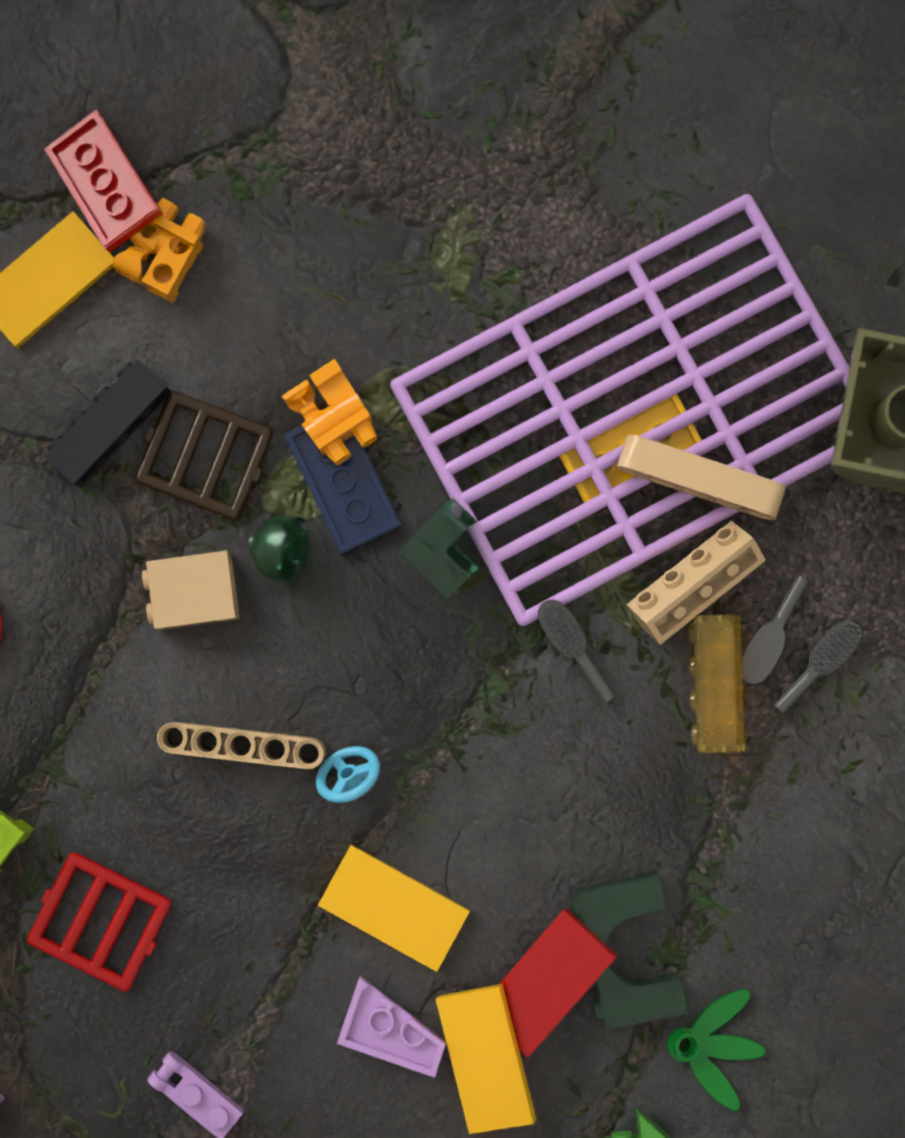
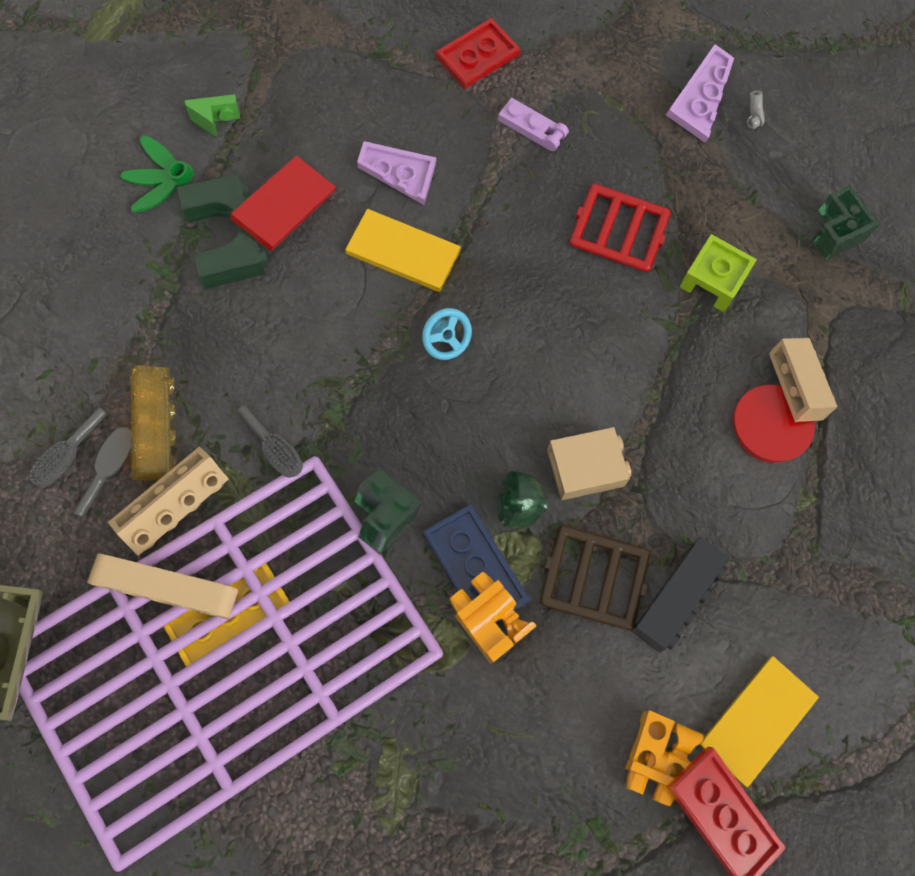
camera: 165 degrees right, 15 degrees down
(225, 748) = (541, 343): tan beam -> none
(486, 1059) = (327, 155): yellow tile -> none

